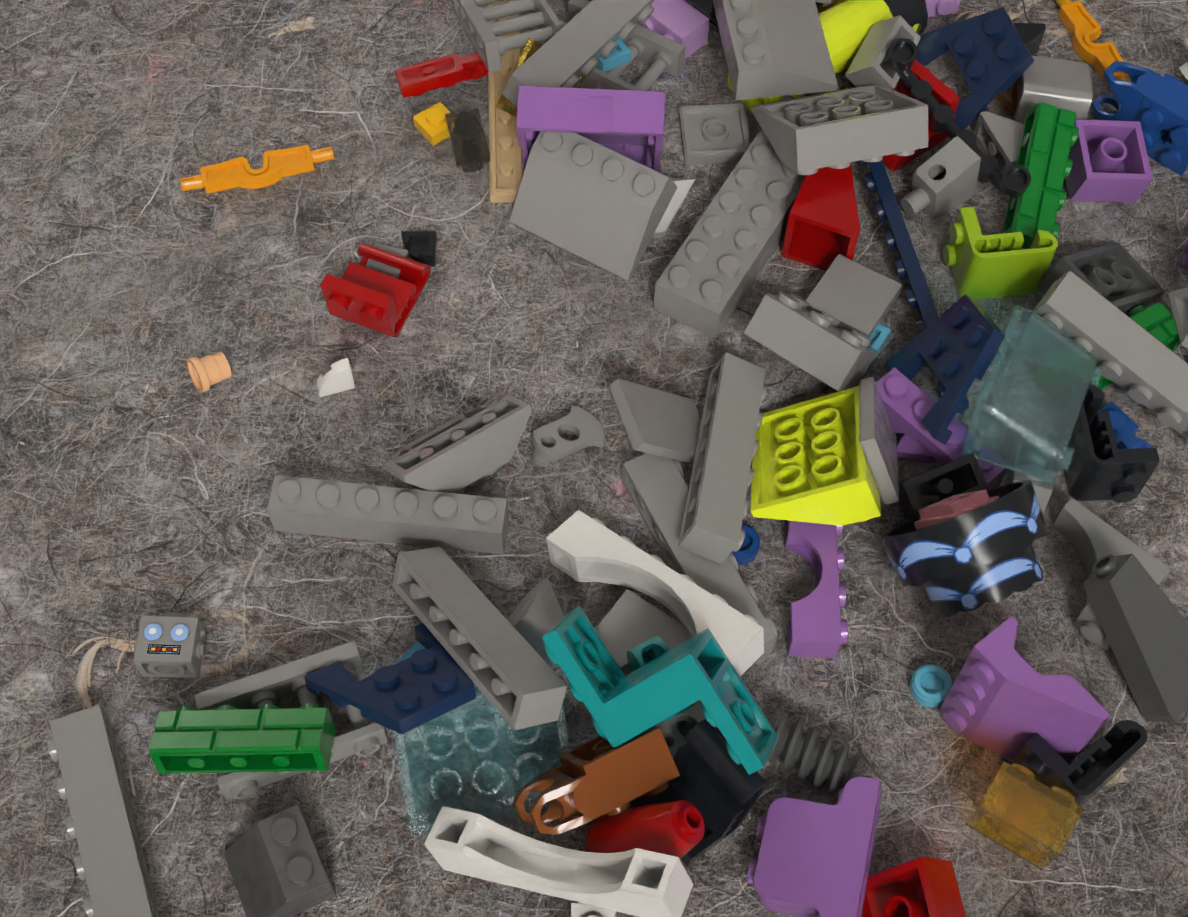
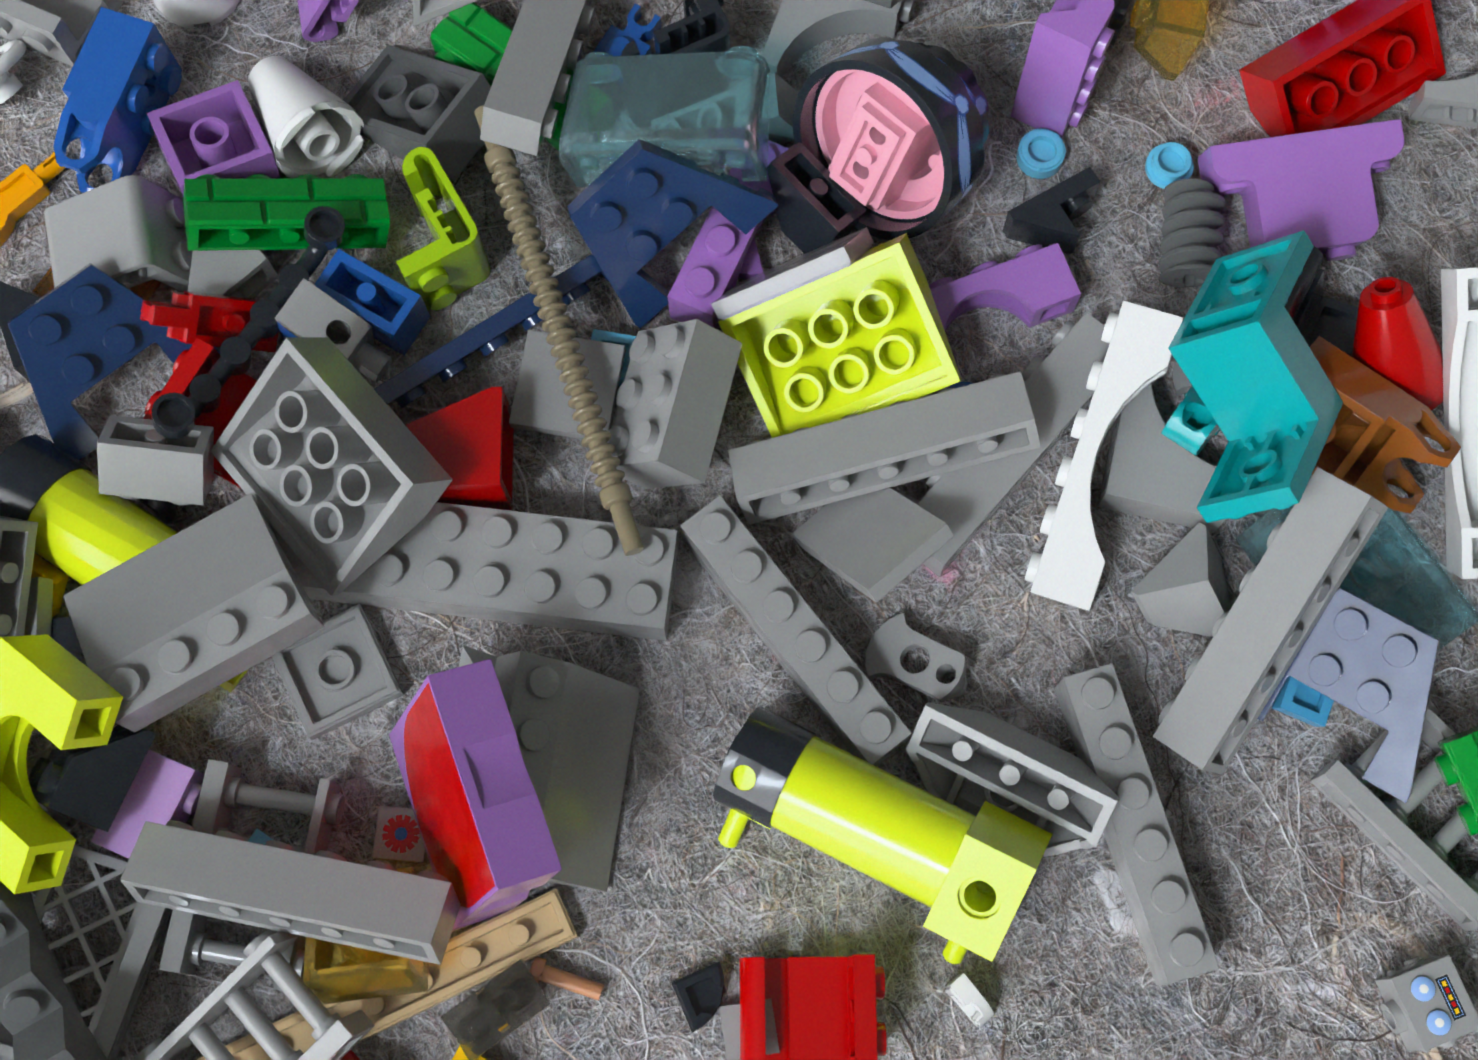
camera: 110 degrees left, 15 degrees up
(411, 387) = (899, 834): none -> neon yellow piece
(479, 173) = (565, 979): none -> nougat piece
(644, 359) = (794, 633): none -> light grey brick
(756, 279) = (614, 493): none -> dark tan hose
(872, 657) = (1048, 215): none -> black slope
(887, 770) = (1168, 164): none -> medium azure plate
(943, 208) = (385, 304): none -> blue brick
(977, 107) = (203, 317): none -> red hinge
(1113, 213) = (304, 120): none -> white cone

